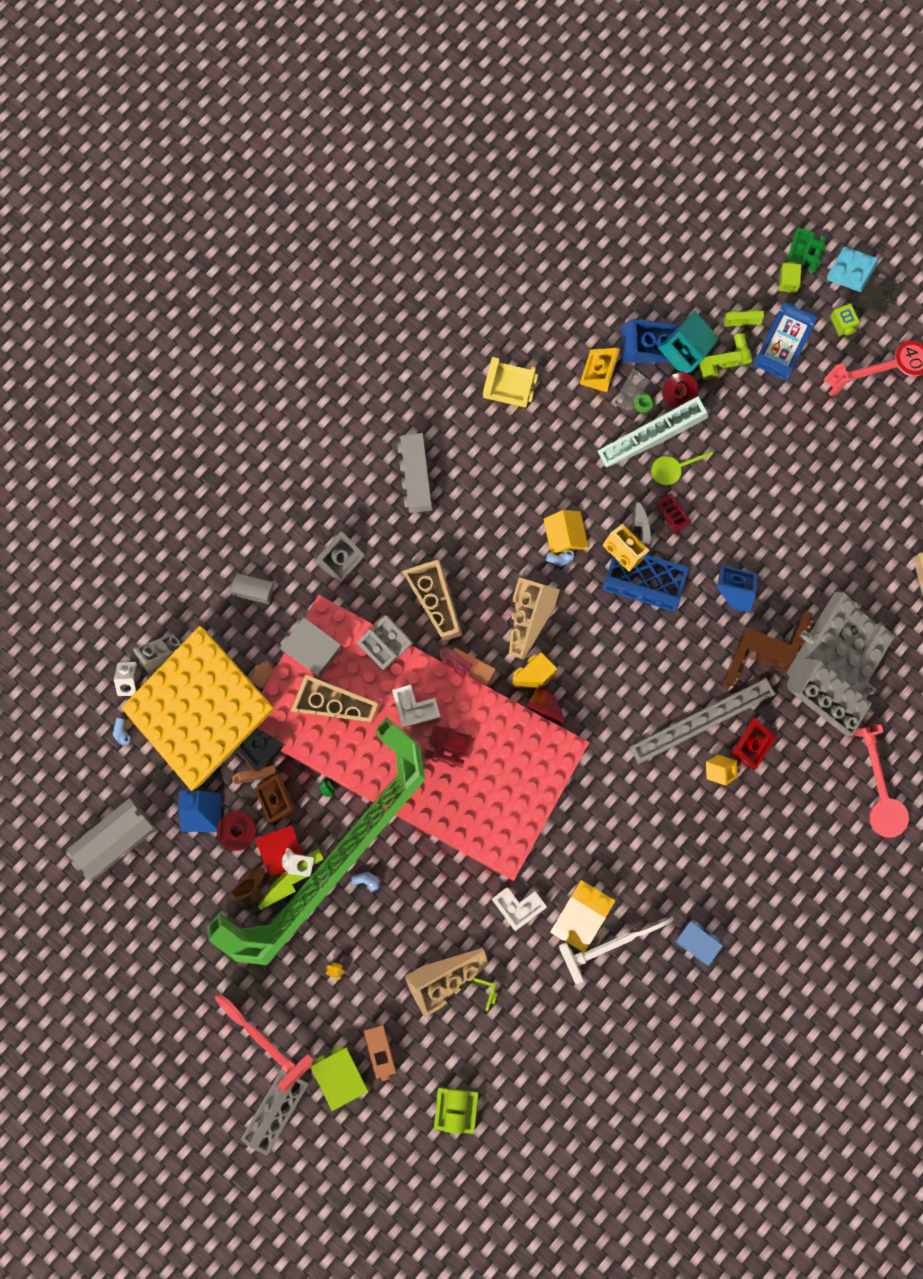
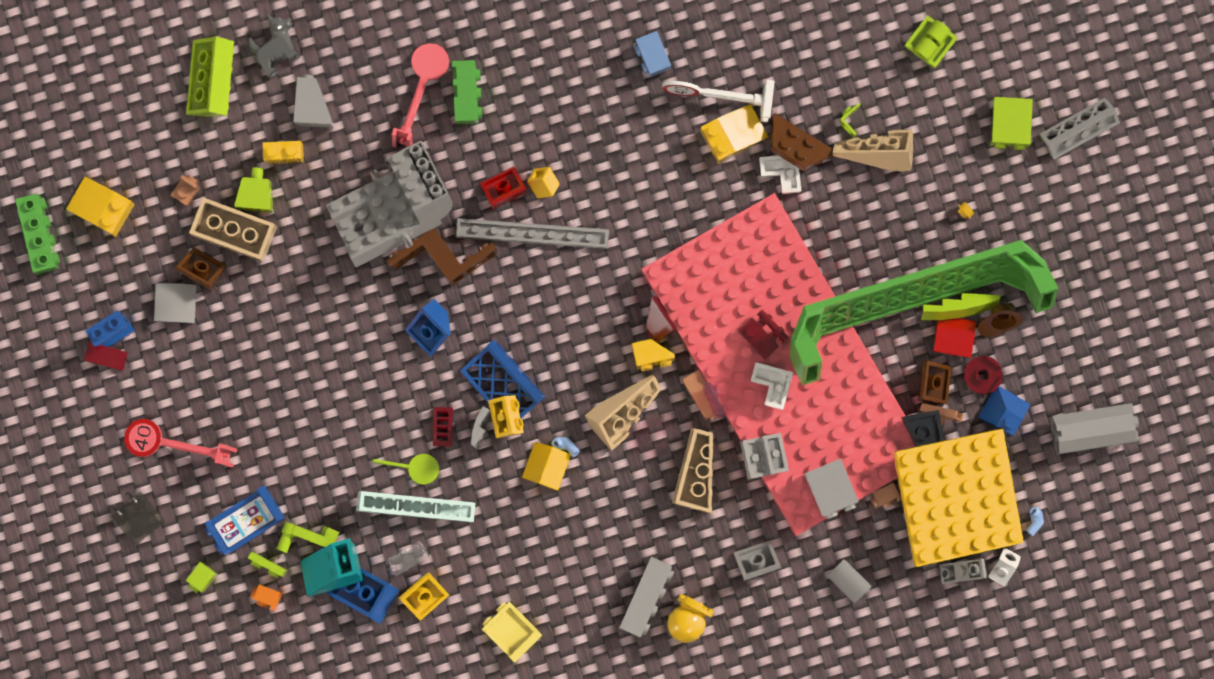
camera: 150 degrees left, 5 degrees up
(291, 860) = (952, 318): white bracket -> none
(293, 1071) = (1046, 147): coral piece -> none
(327, 787) = (884, 366): green plate -> none
(328, 700) = (838, 427): tan wedge -> none
(367, 878) = (894, 269): light blue arm -> none
(369, 473) = (688, 620): none -> yellow tile
(380, 1053) = (966, 123): nougat brick -> none
(520, 938) = (797, 145): none -> reddish brown wing
(643, 403) = (405, 541): bright green plate -> none
(674, 386) = (374, 534): dark red dish -> none
(726, 293) = (266, 596): none -> orange brick
(800, 247) = (172, 600): green plate -> none
(839, 807) = (466, 92): none -> bright green wedge
(845, 320) = (179, 507): lime brick -> none
(852, 269) = (141, 550): medium azure plate -> none

